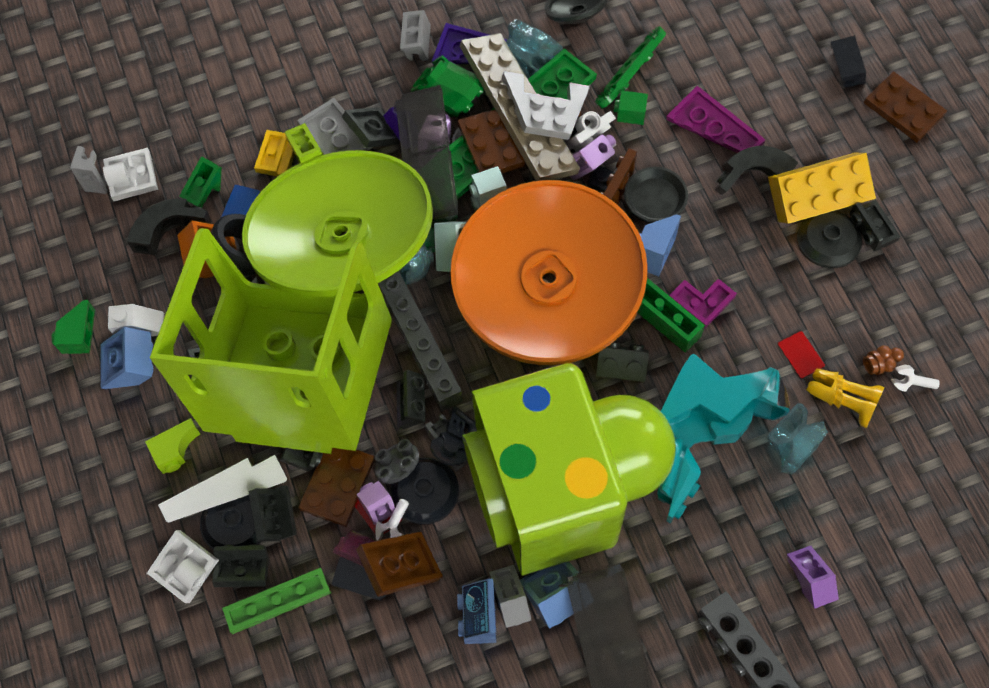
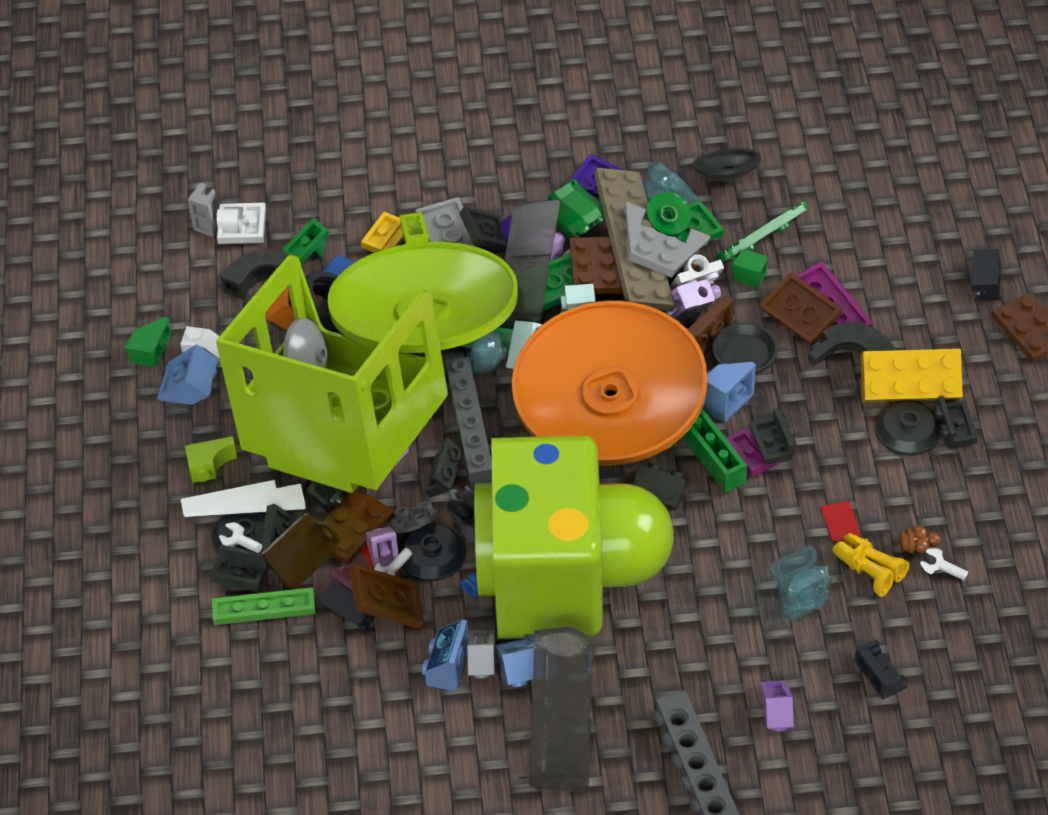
camera: 15 degrees right, 15 degrees down
(182, 566) = (186, 557): white plate -> none
(230, 534) = (239, 538): none -> white bar
(239, 317) = (305, 343): none -> light grey dish
(295, 533) = (300, 550): none -> dark brown piece
(415, 34) = (557, 158): light grey hinge -> none
(477, 521) = (470, 585): none -> blue bush
(549, 66) = (674, 207): none -> green dish
(694, 140) = (801, 308): none -> reddish brown plate
(714, 410) = (723, 533): teal piece -> none
(717, 287) = (773, 438): none -> pearl dark grey bracket
(894, 511) = (879, 670): none -> black hinge

